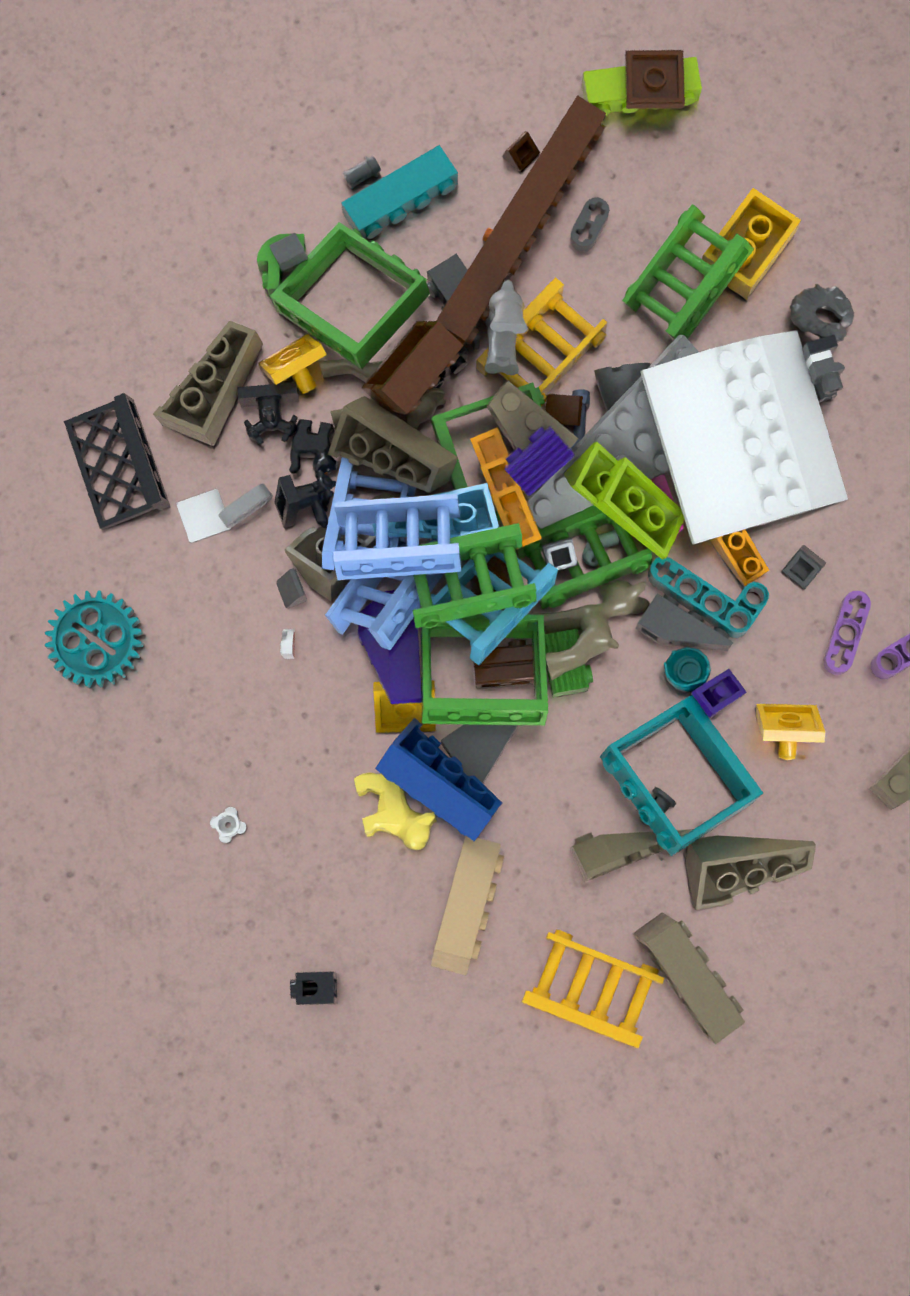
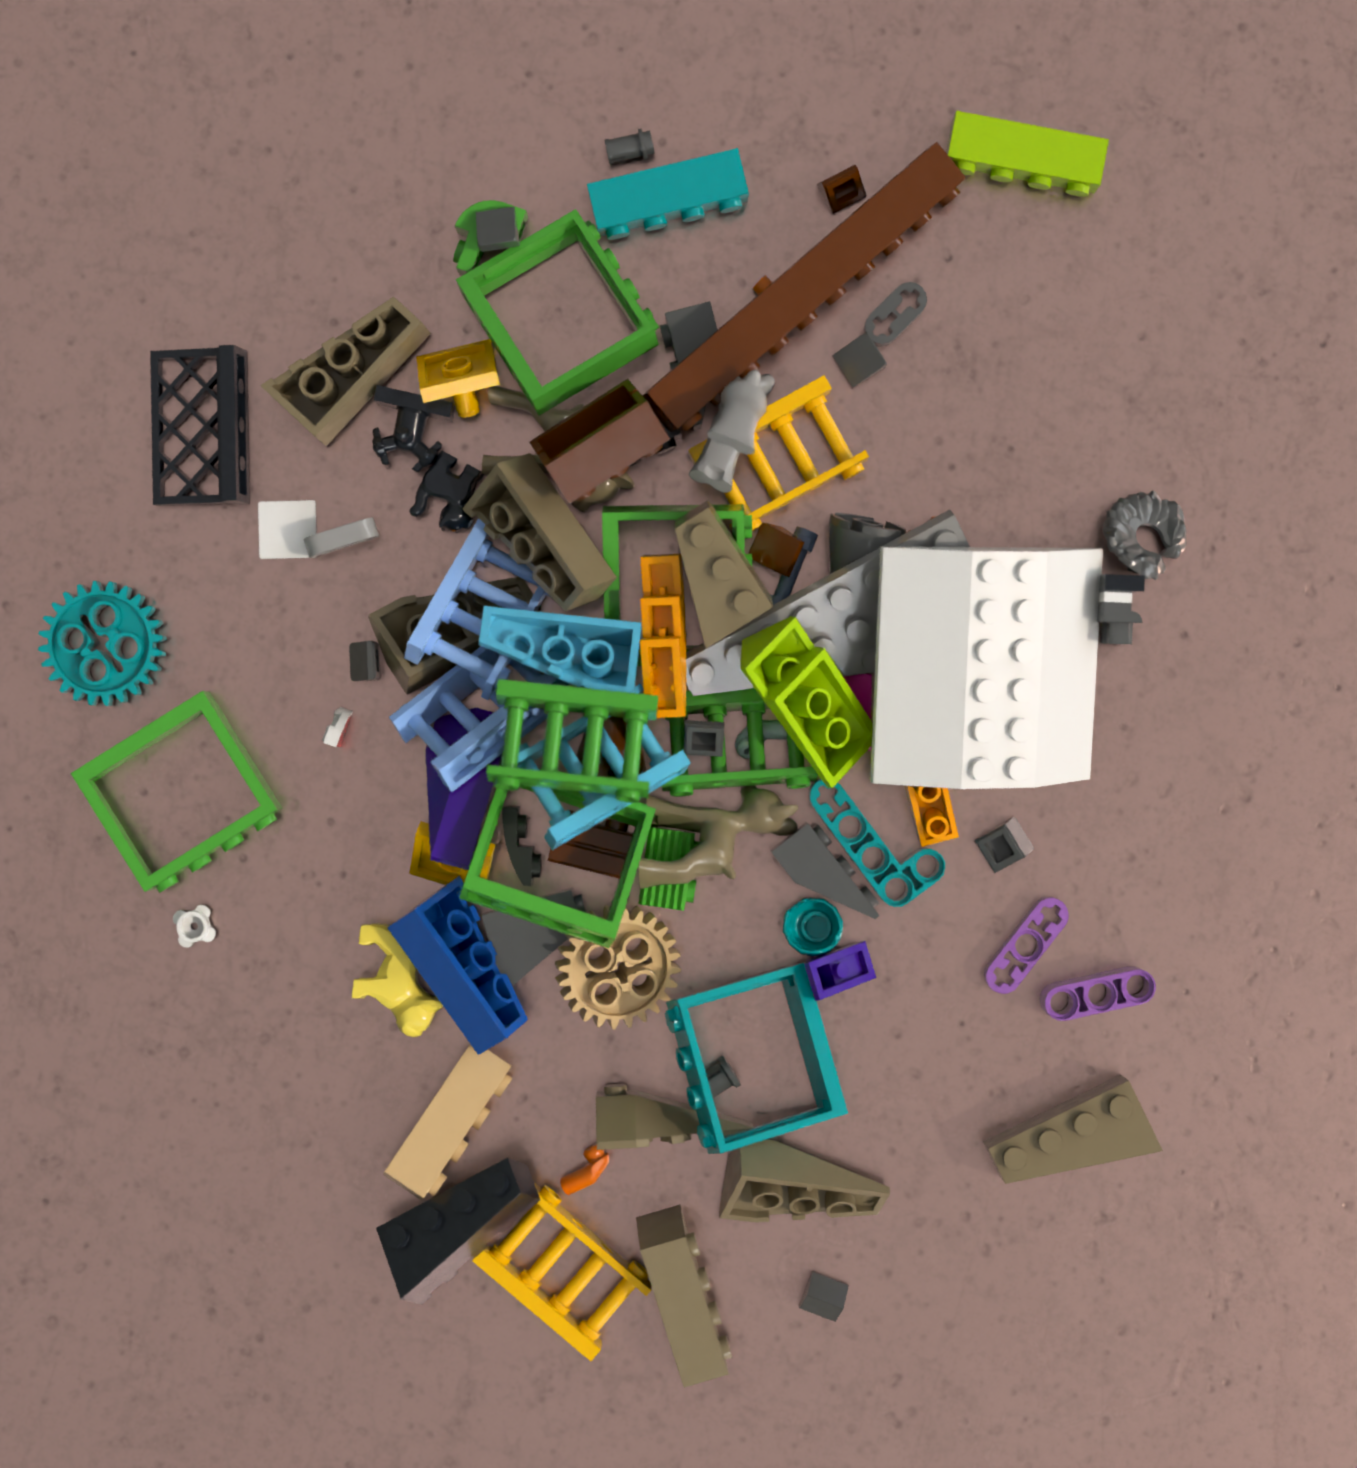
camera: 20 degrees right, 10 degrees up
(149, 695) = (143, 739): none -> bright green window
(314, 495) = (419, 554): black piece -> none
(322, 987) = (231, 1163): black brick -> none
(397, 560) = (509, 699): light blue fence -> none
(443, 672) = (525, 862): none -> pearl dark grey slope
(500, 977) = (447, 1230): none -> black wedge
(538, 460) = (711, 622): dark purple brick -> none
(565, 769) = (622, 998): none -> tan gear
(576, 262) = (860, 360): none -> dark grey slope
(586, 910) = (589, 1173): none -> orange arm
(654, 79) = (1043, 153): reddish brown tile -> none
(715, 276) = (1023, 448): bright green fence -> none
(766, 229) = (1086, 411): yellow brick -> none
(789, 725) = (911, 1039): yellow tile -> none
(795, 944) = (824, 1296): none -> dark grey slope

